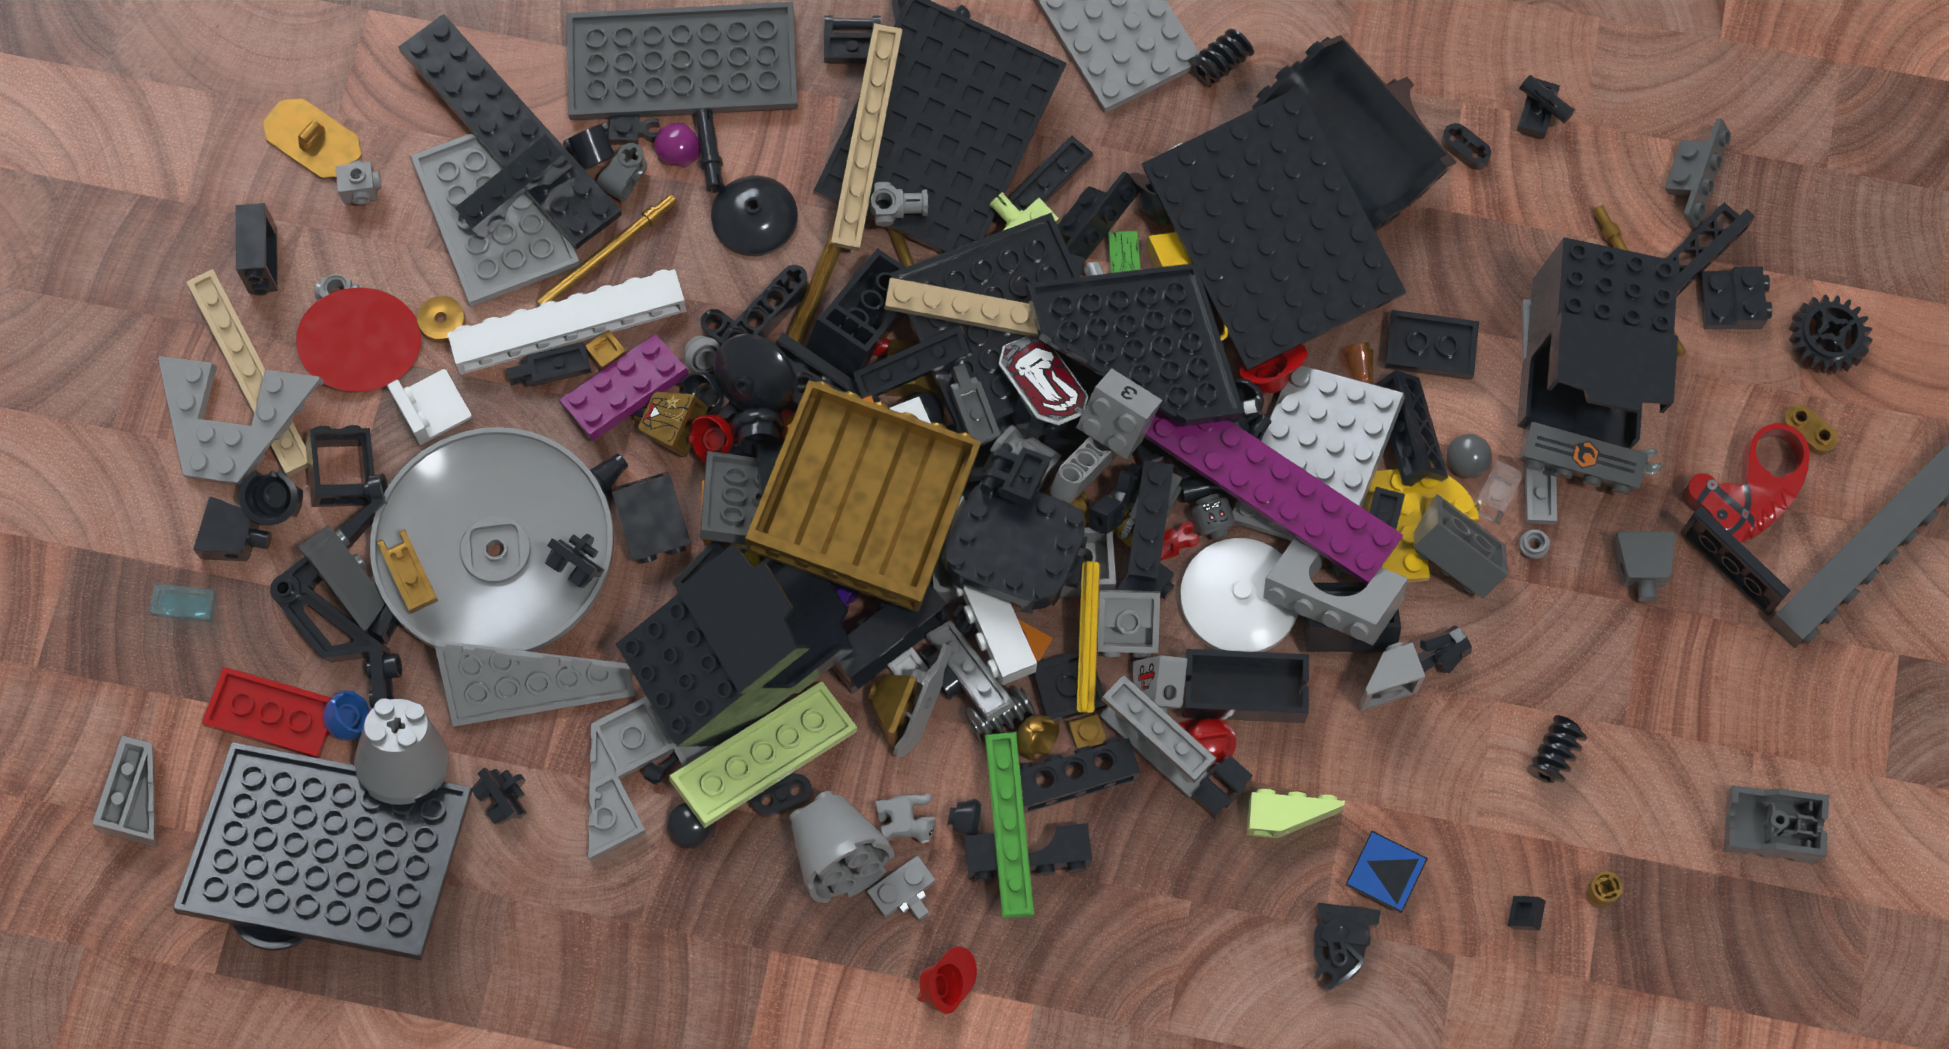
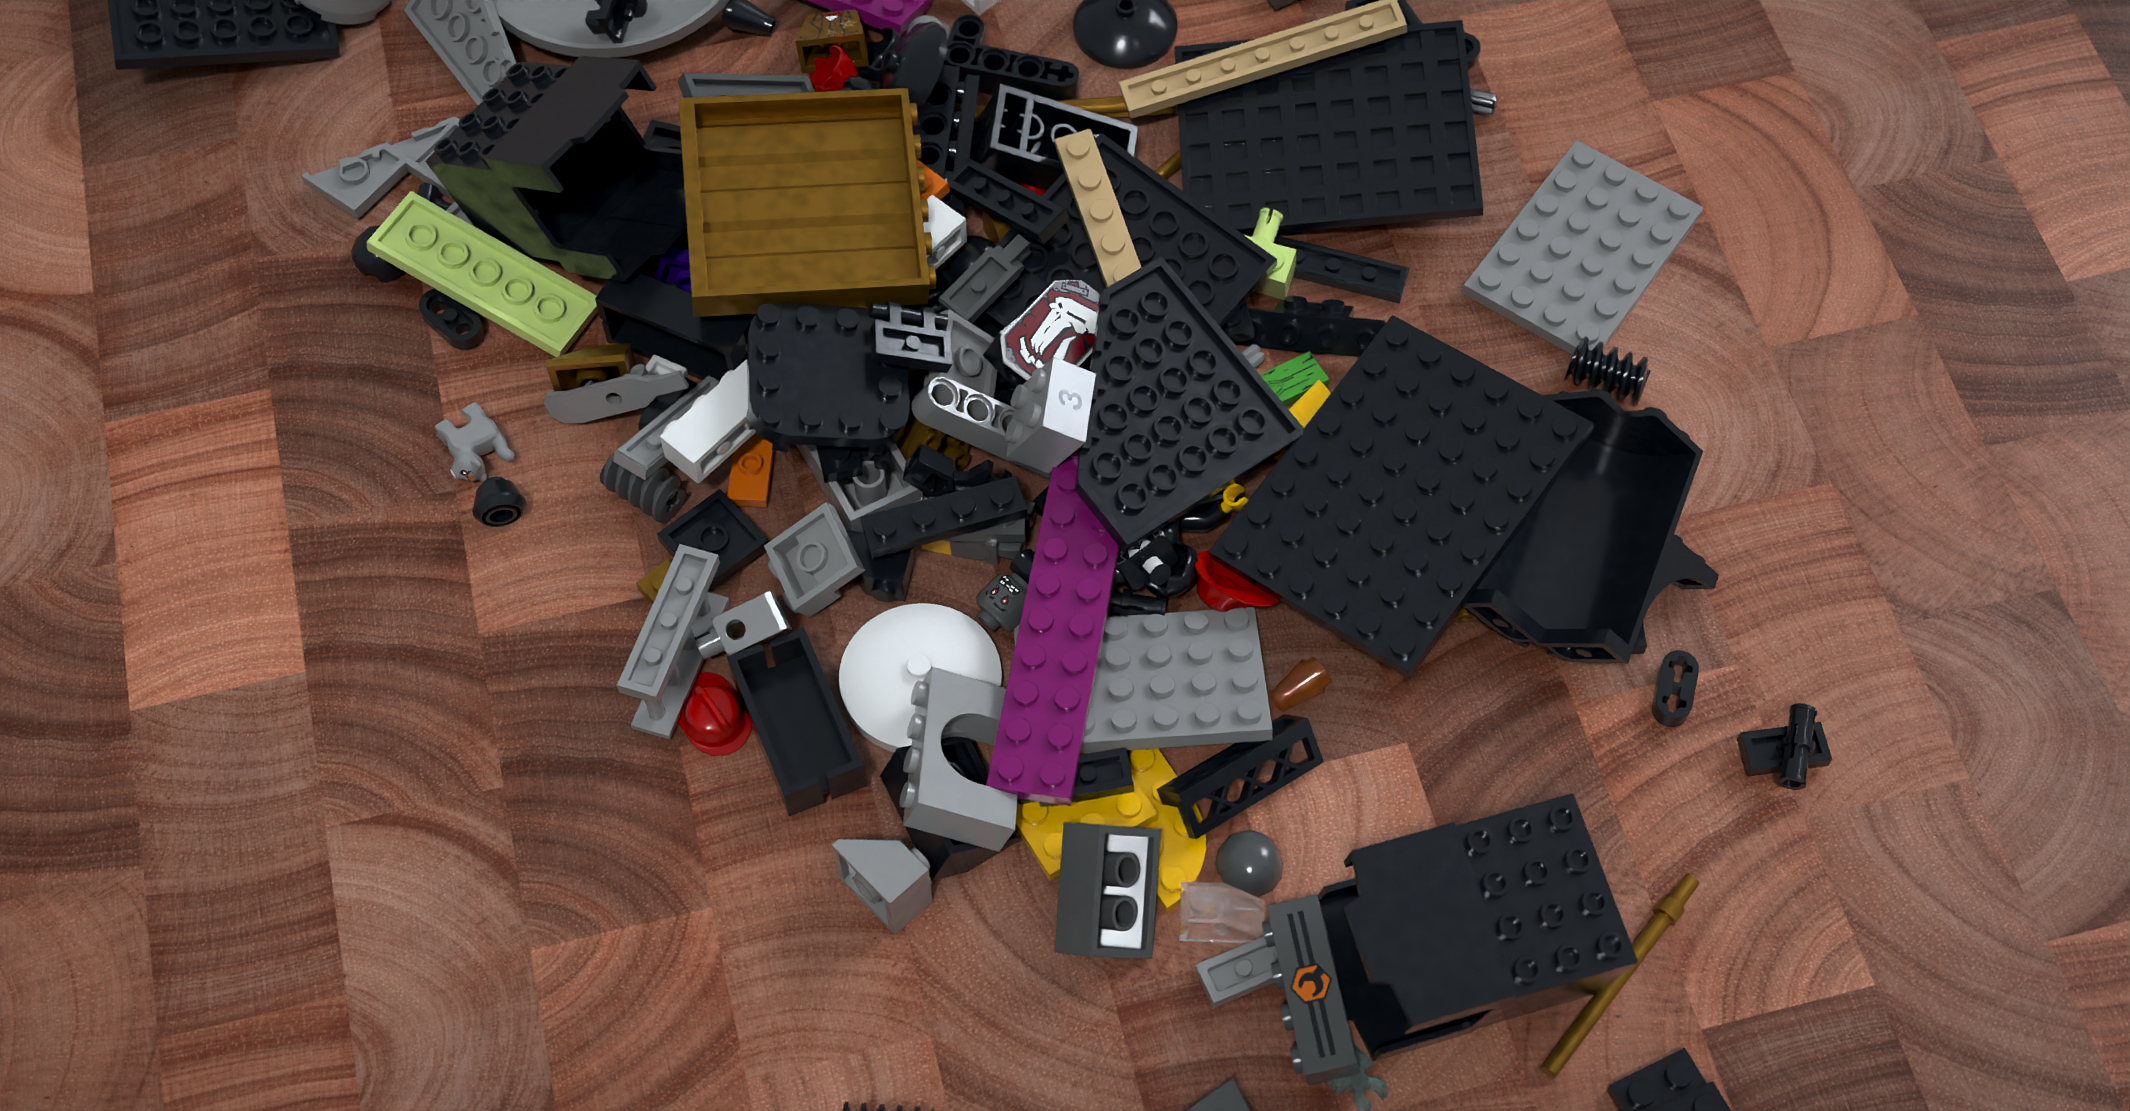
camera: 65 degrees right, 10 degrees down
(505, 791) = (344, 75): black hips -> none
(651, 517) = (712, 47): black slope -> none
(837, 848) = (395, 381): light grey cone -> none
(900, 203) = (1201, 123): light grey connector -> none
(903, 890) = (389, 480): light grey hinge -> none
(949, 980) = (290, 563): red piece -> none
(1009, 826) = (496, 538): bright green tile -> none
(1037, 736) = (629, 528): pearl gold hair -> none
(1067, 850) = (504, 615): black arch -> none
(1088, 637) = (781, 514): yellow axle -> none
(1093, 780) = (568, 544): black brick -> none
(1177, 540) = (942, 569): red plate -> none
(1211, 797) = (679, 762): black piece -> none
(1279, 815) = (649, 836): yellowish green slope -> none
(1344, 936) = (512, 971): black piece -> none
(1386, 872) = (626, 987): piece -> none
(1432, 344) = (1375, 756): black plate -> none
(1444, 649) = (960, 932): black rock -> none
(1536, 536) = (1172, 980): light grey plate -> none
(1696, 170) = (1828, 984): dark grey bracket -> none
(1709, 254) = (1710, 1042): black fence -> none

